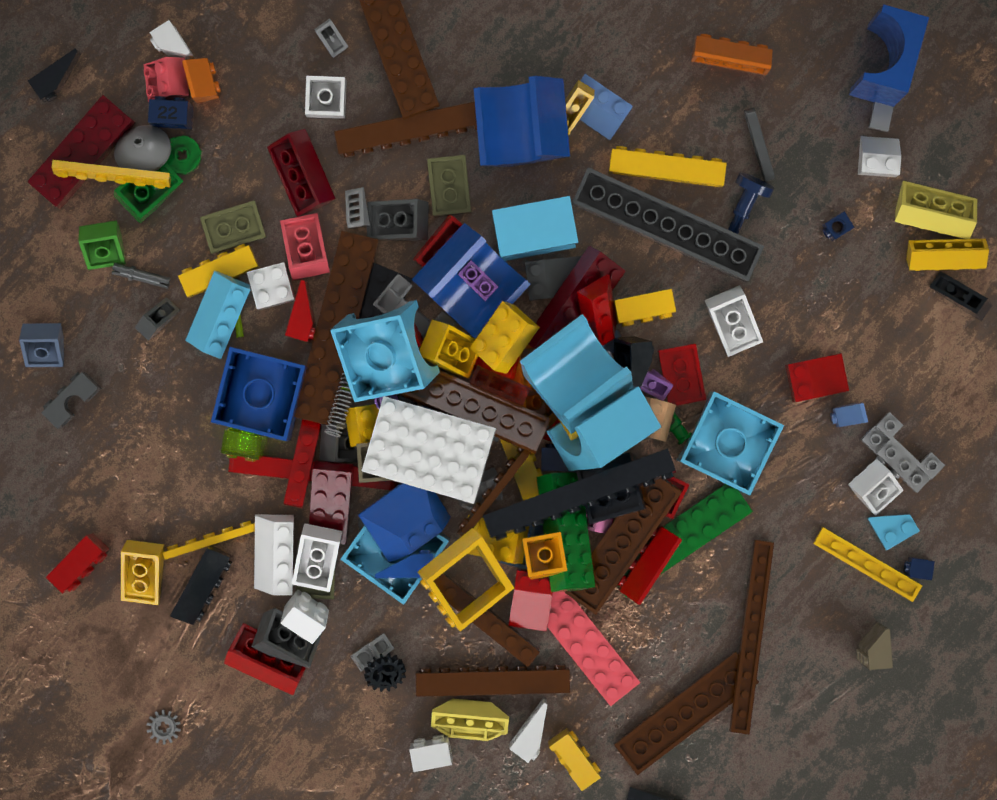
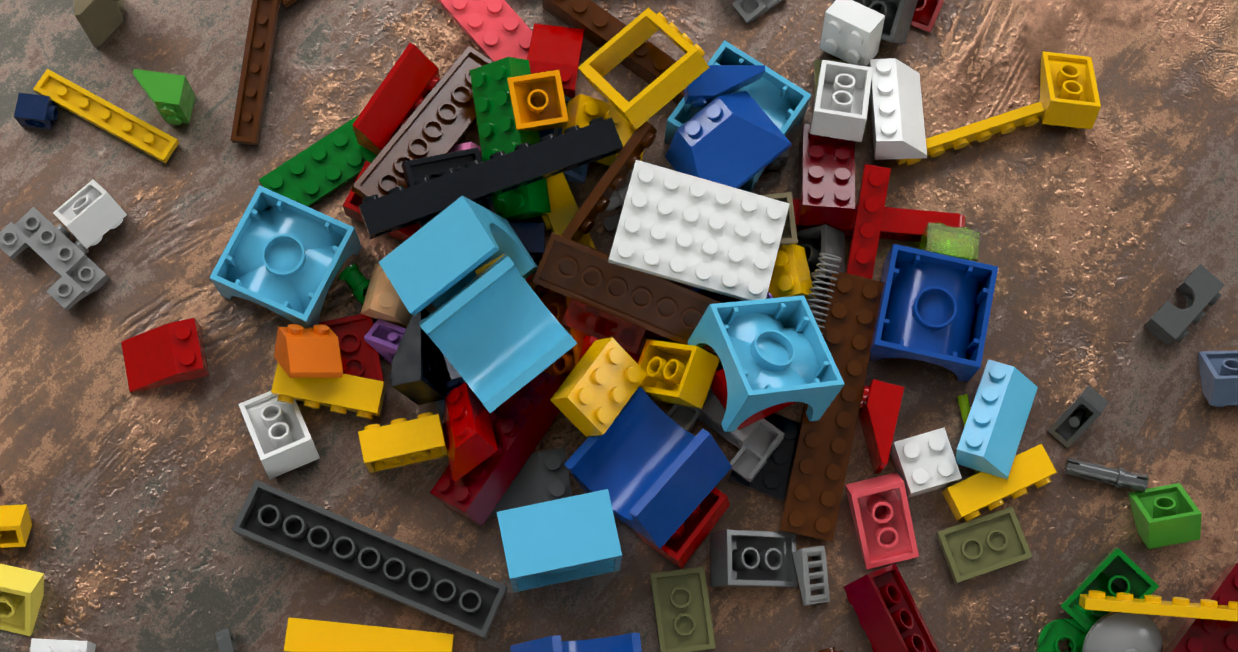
camera: 175 degrees right, 15 degrees down
(78, 563) = (1153, 93): red brick -> none
(201, 585) = (989, 71): black slope -> none
(478, 280) = (636, 466): medium lavender slope -> none
(698, 347) = (340, 394): none -> yellow brick
(712, 370) = (308, 351): none -> orange slope
(753, 188) = (246, 615): dark blue piece -> none
(821, 575) = (168, 94): none -> bright green slope
(843, 220) = (114, 565): dark blue brick -> none
(849, 415) = (119, 302): medium blue slope -> none
(893, 528) = (68, 162): medium azure wing -> none

